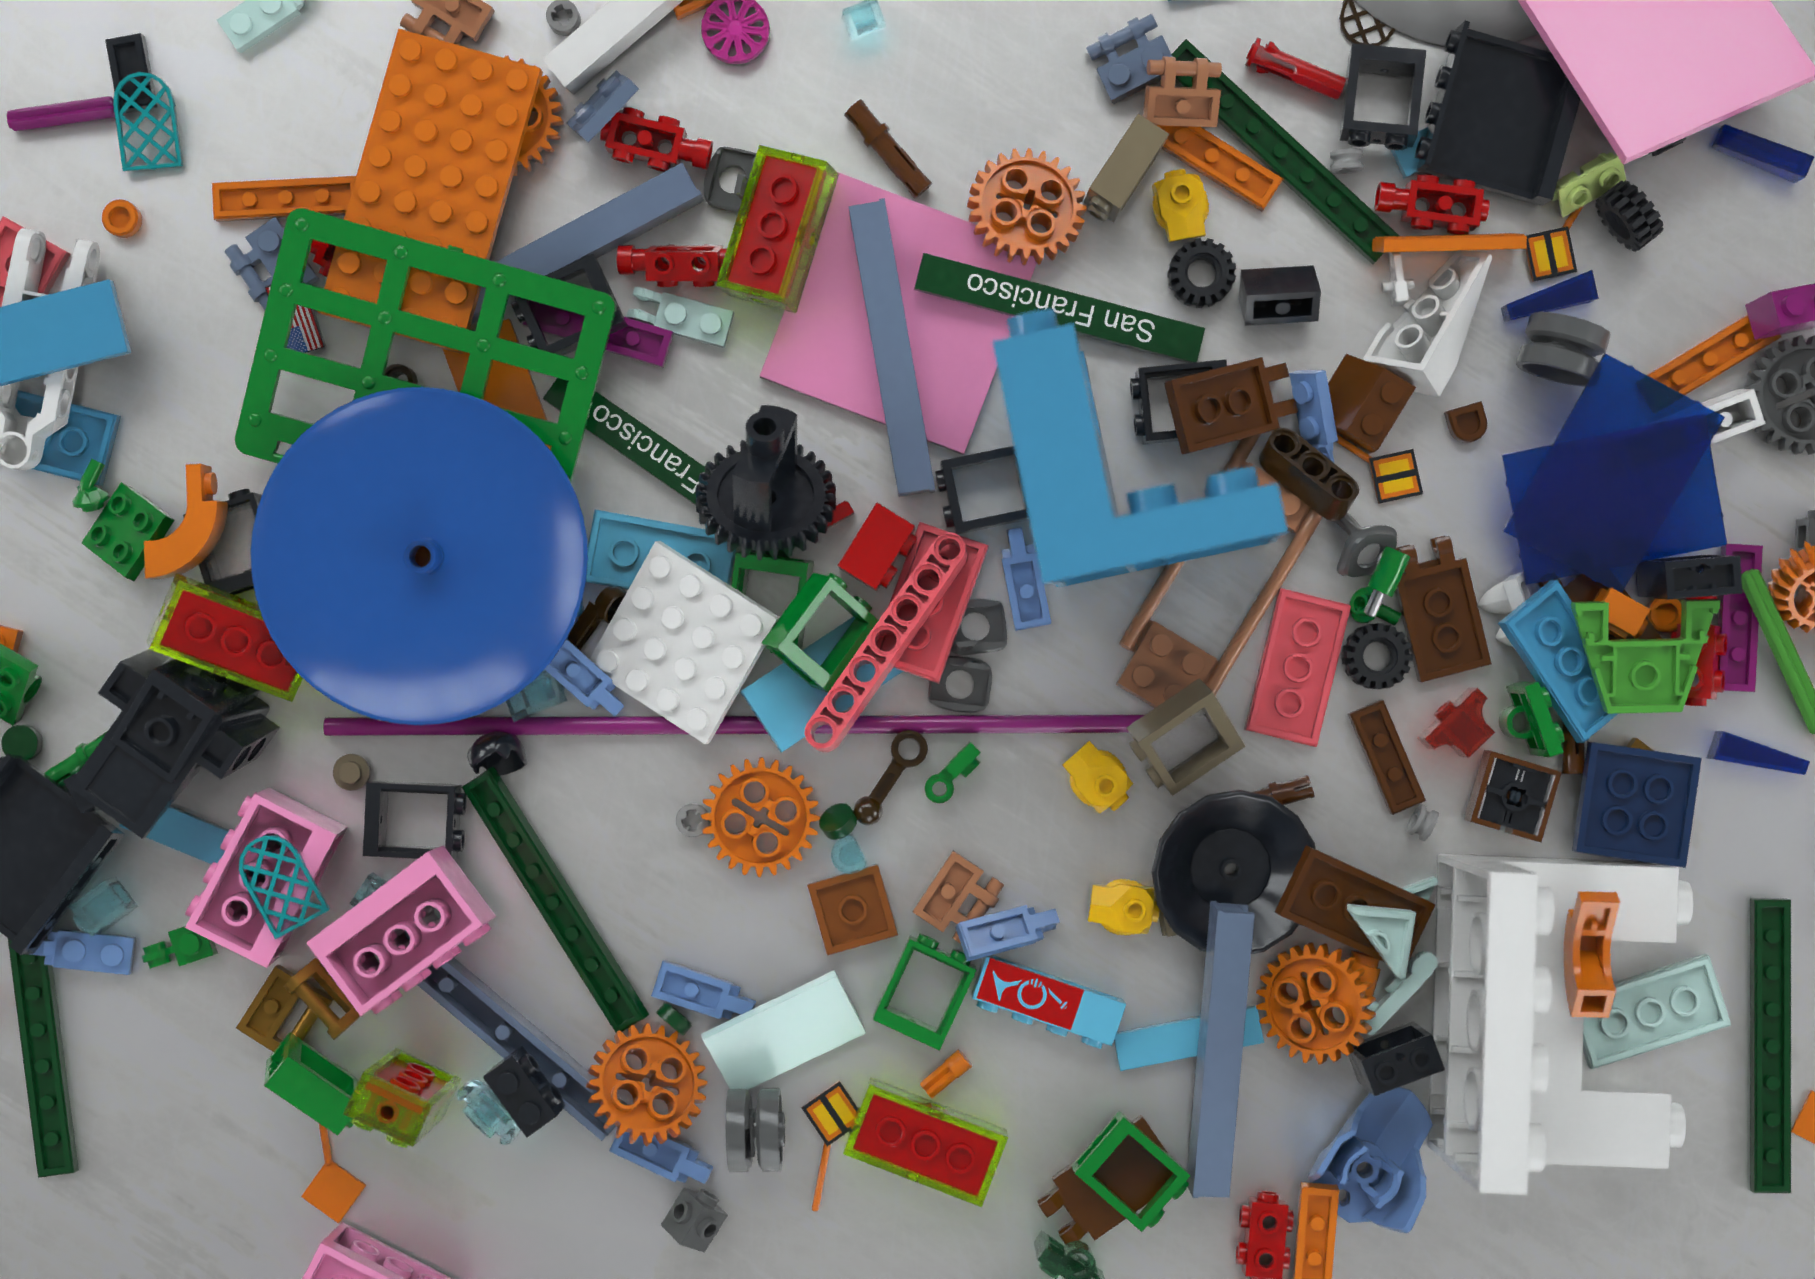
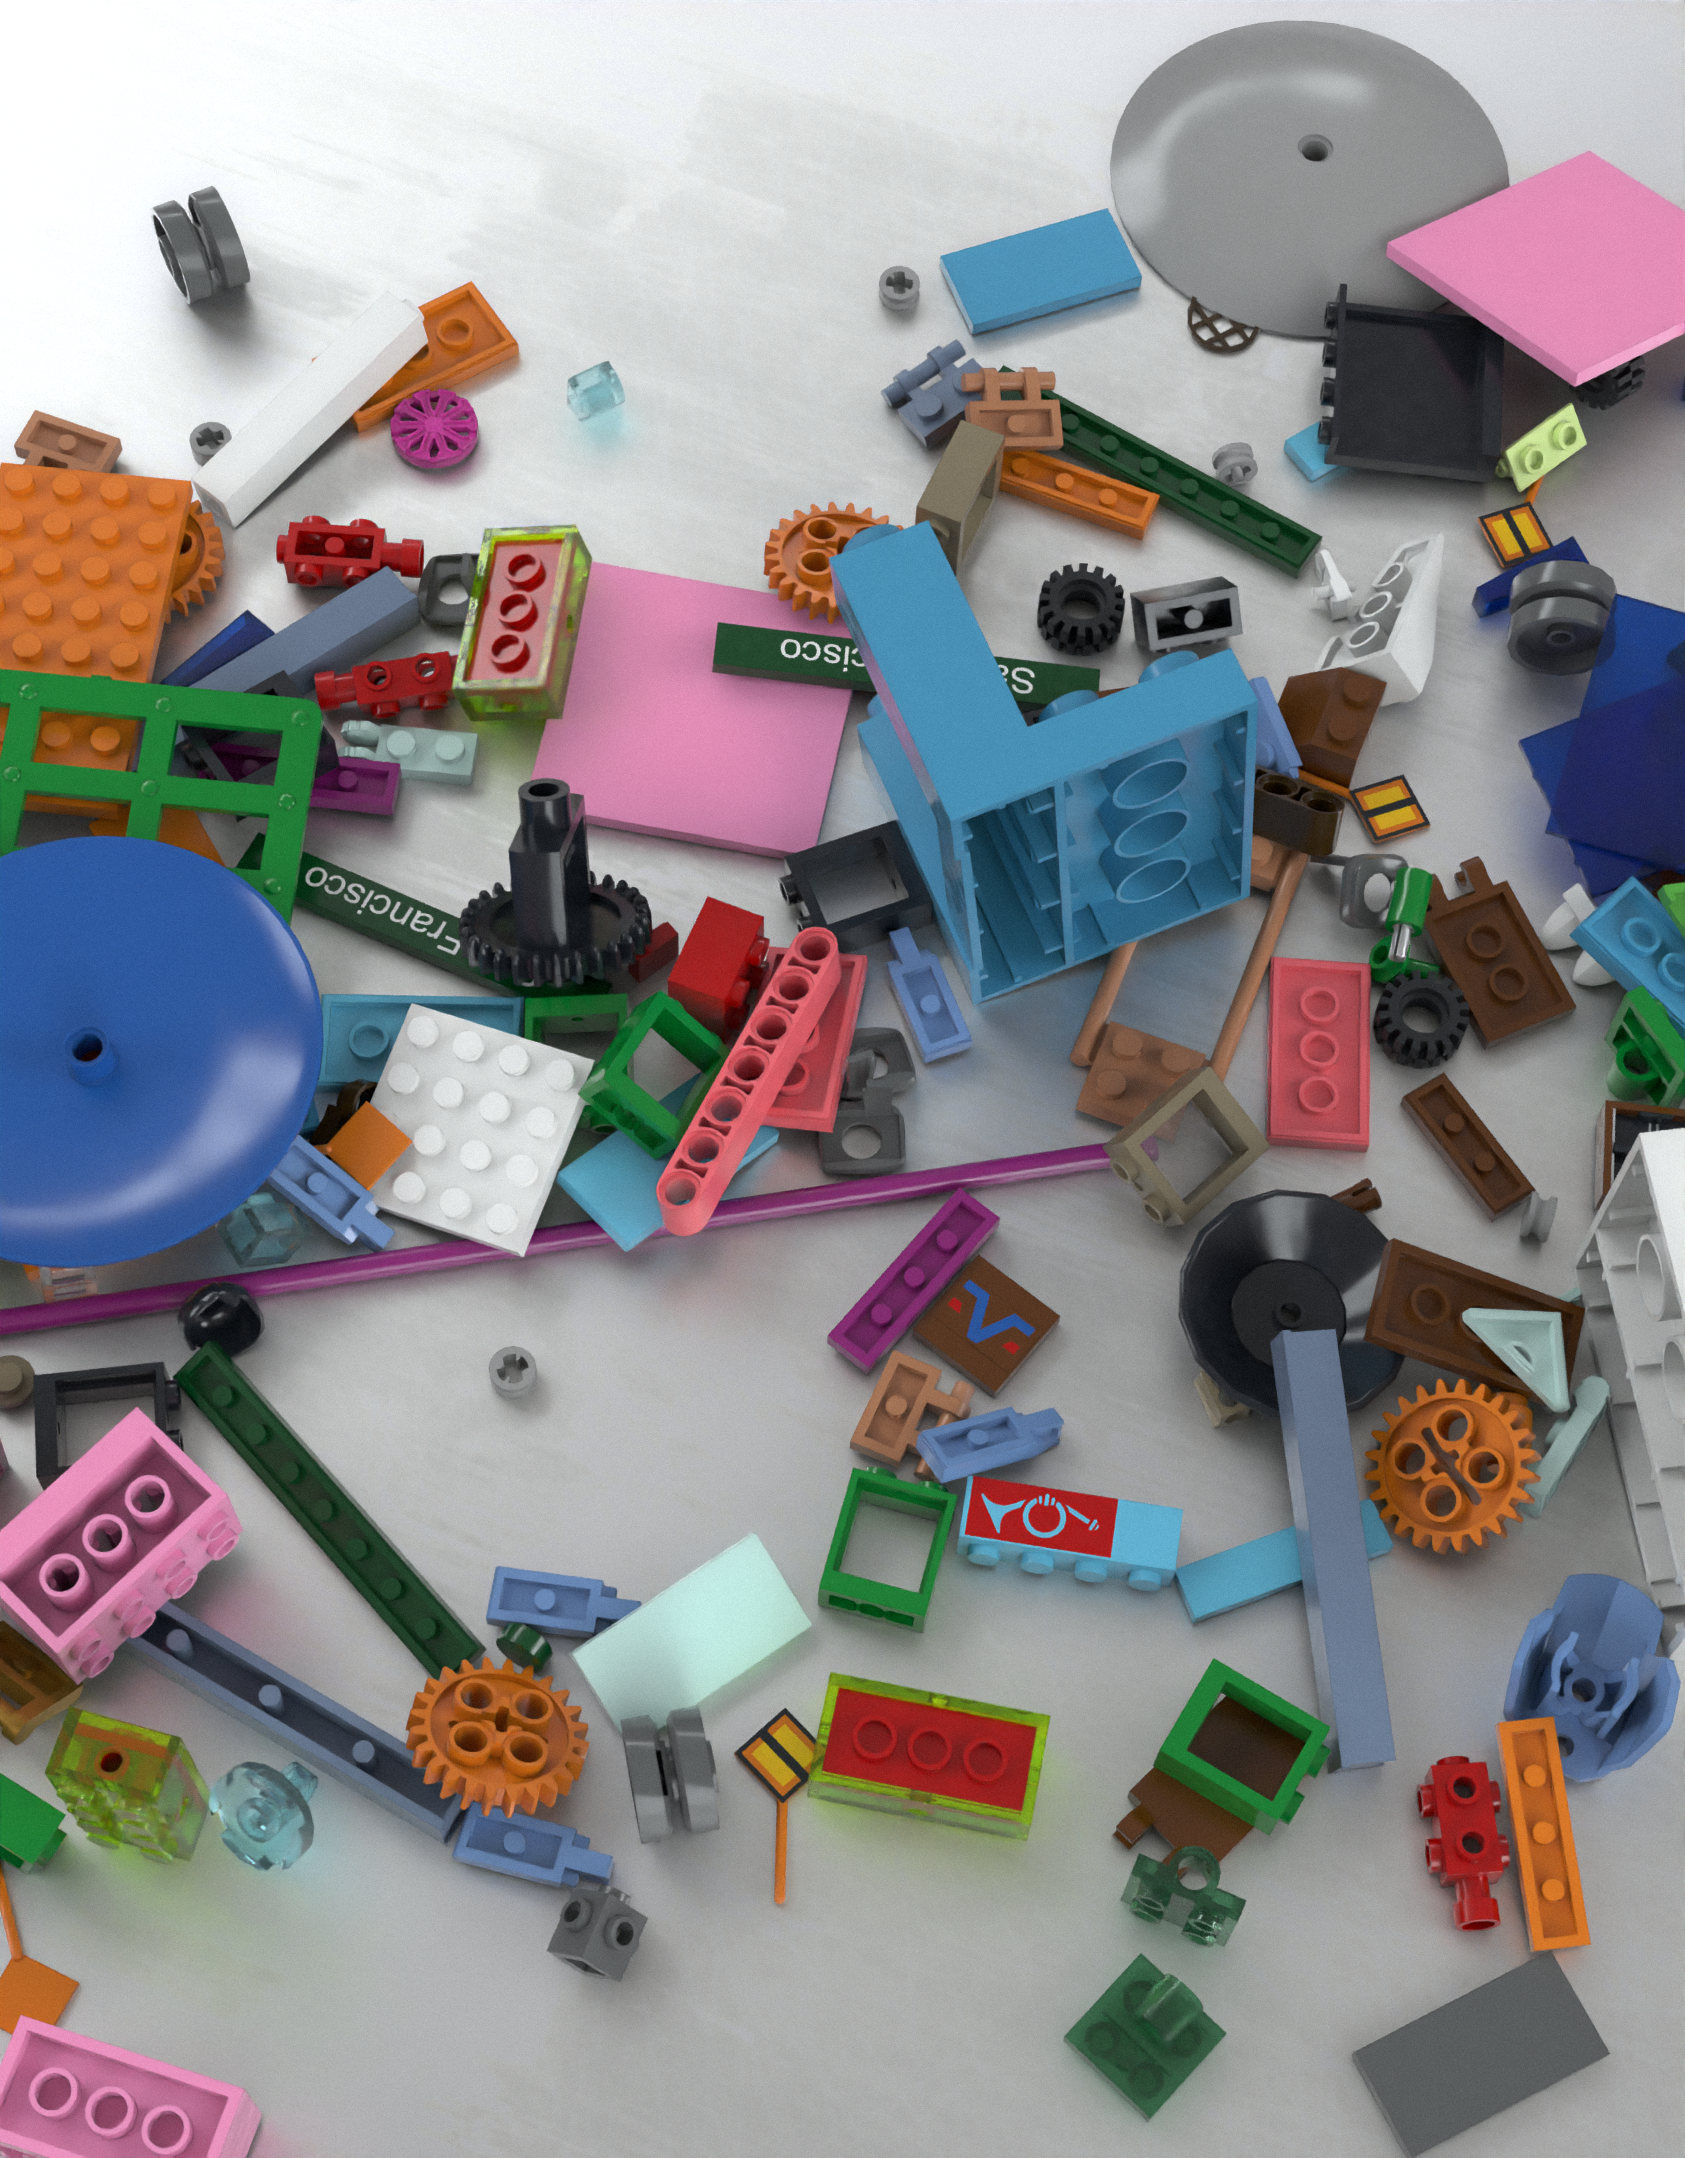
camera: 15 degrees left, 25 degrees down
(524, 1091) = (313, 1759): black brick -> none
(555, 211) = (227, 645): none -> clear blue piece
(602, 105) = (277, 515): sand blue plate -> none
(610, 643) = (366, 1145): none -> orange piece
(742, 845) = (590, 1386): orange gear -> none
(838, 821) = (722, 1338): dark green tile -> none
(848, 855) = (744, 1380): clear light blue brick -> none
(852, 909) = (763, 1455): dark orange plate -> none
(869, 808) = (763, 1316): dark brown piece -> none
(891, 348) = (697, 741): sand blue tile -> none
(894, 156) = (635, 517): reddish brown pin -> none
(951, 1069) = (943, 1662): orange piece -> none
(963, 762) = (883, 1234): green plate -> none
(977, 798) = (913, 1281): none -> magenta plate
(1021, 837) = (986, 1326): none -> reddish brown tile
(1098, 778) = (1077, 1227): yellow hand -> none
(1123, 907) = (1151, 1391): yellow hand -> none
(1180, 205) = (1036, 536): yellow hand -> none
(1294, 69) = (1159, 381): red piece -> none
(1390, 62) = (1261, 353): black window -> none
(1407, 1058) = (1578, 1524): black window -> none
(1439, 202) = (1357, 492): red brick -> none
(1449, 242) = (1385, 528): orange tile -> none
(1459, 725) = (1554, 1087): clear red brick -> none
(1467, 422) = (1463, 733): reddish brown tile -> none
(1629, 215) = (1601, 468): black tyre -> none

